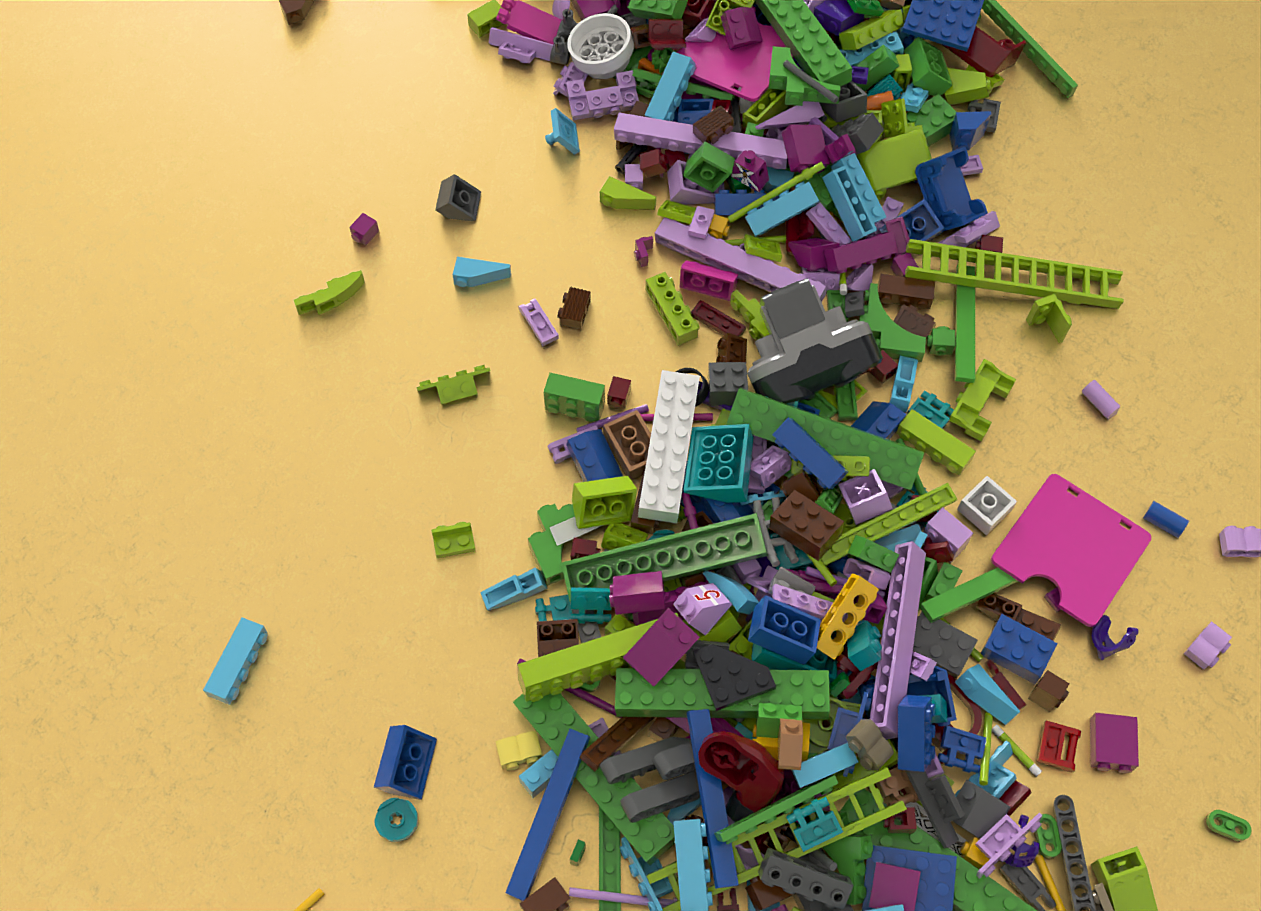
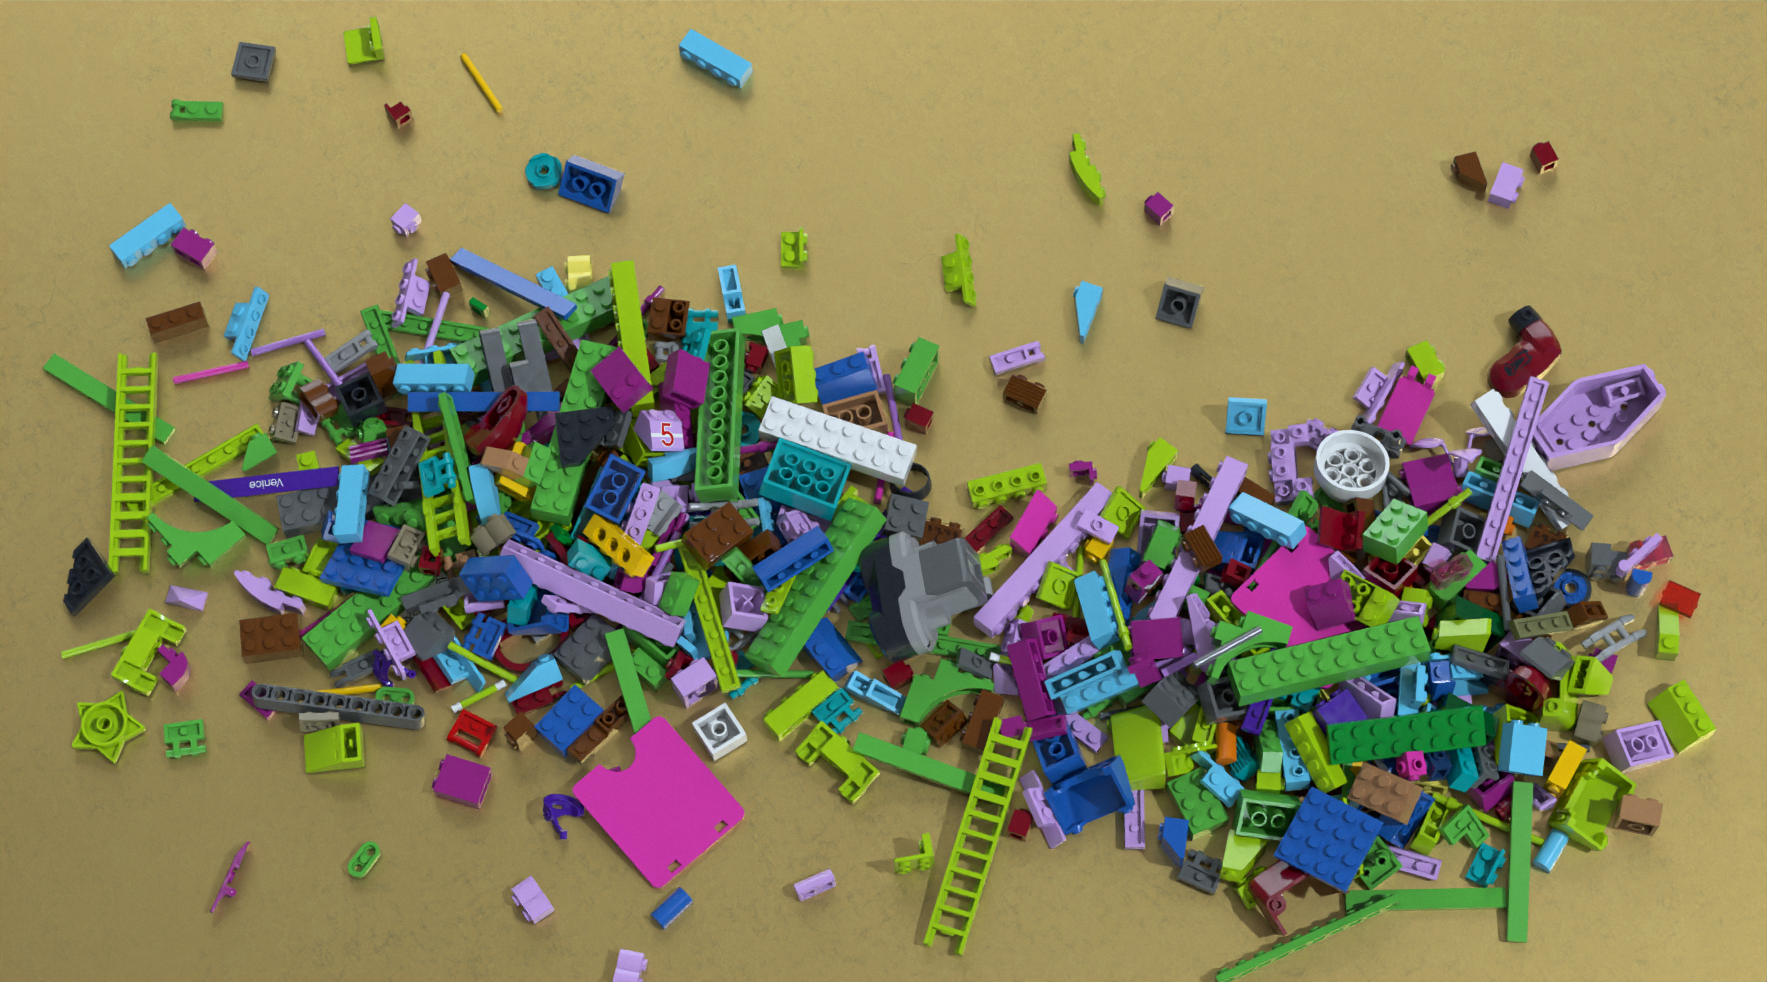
camera: 105 degrees right, 5 degrees up
(896, 847) = (407, 547): none -> dark tan bracket

